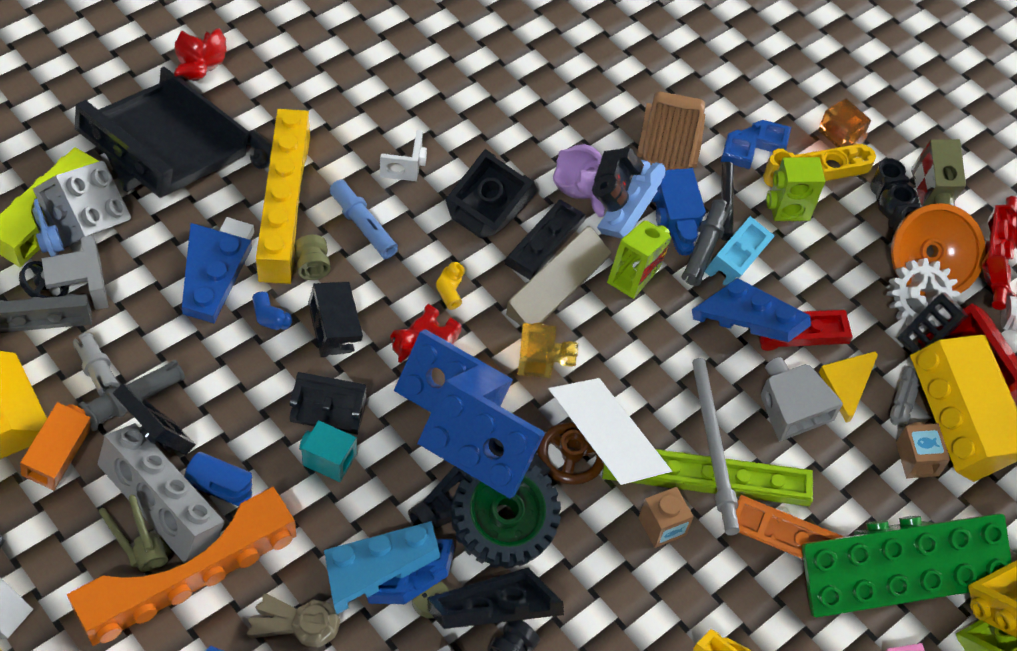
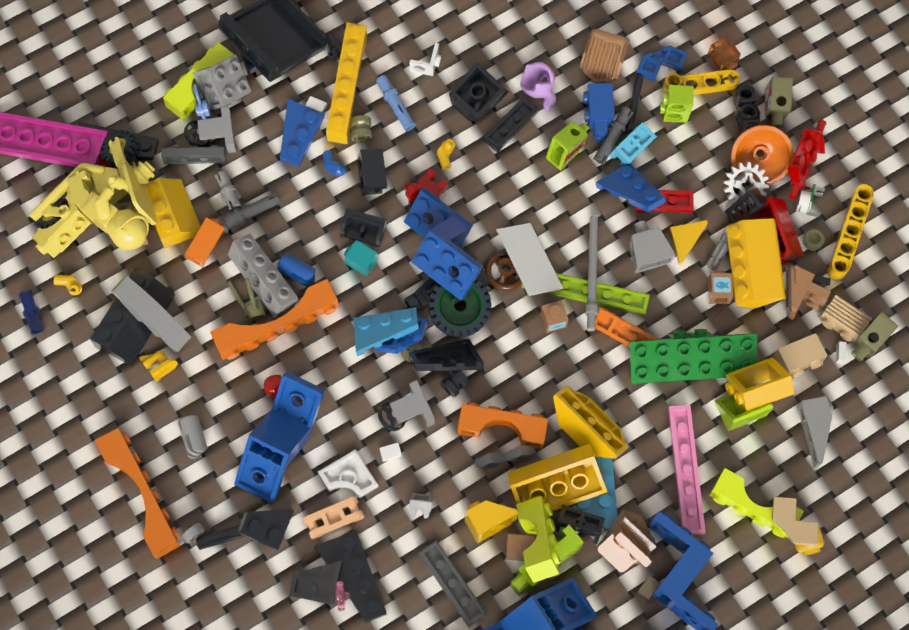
camera: 10 degrees right, 15 degrees up
(155, 424) = (261, 234): black wing -> none
(311, 623) = (344, 359): dark tan piece -> none
(540, 351) = (495, 203): clear yellow brick -> none
(558, 278) = (514, 154): slope -> none
(615, 177) = (558, 89): black leg -> none
(641, 192) = (569, 103): light blue hinge -> none

